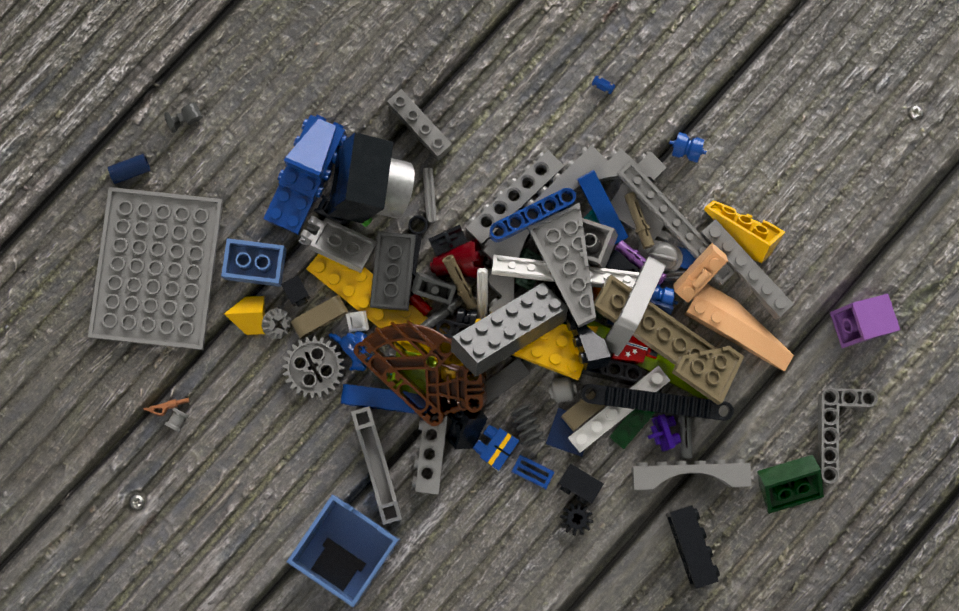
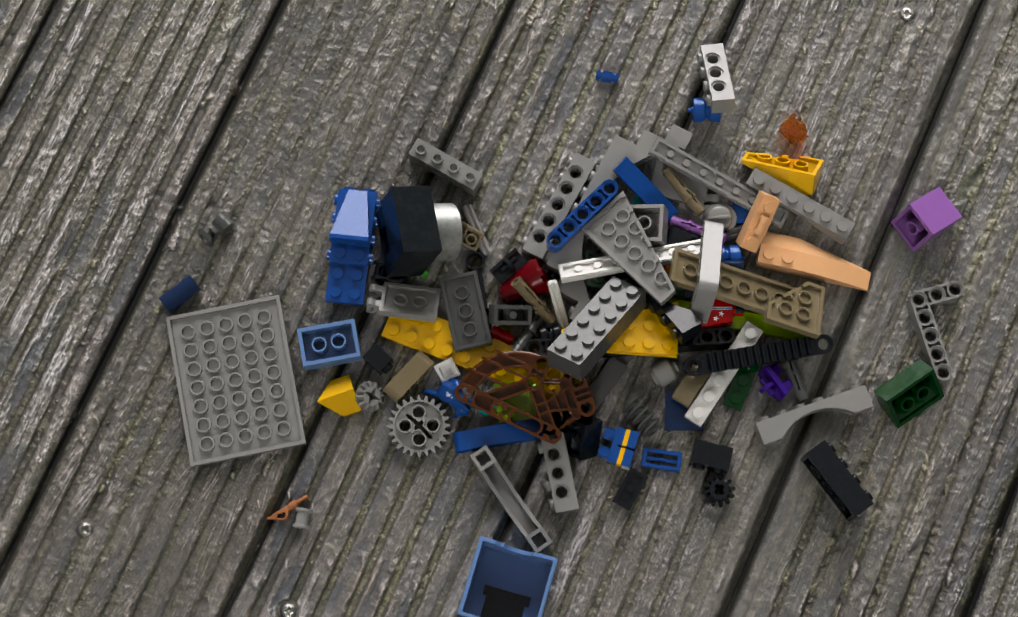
camera: 15 degrees left, 5 degrees down
(420, 199) = (471, 236): none -> dark tan slope
(493, 490) = (630, 489): none -> black plate
(707, 121) = (716, 78): none -> light grey brick
(766, 193) = (793, 130): none -> clear orange brick

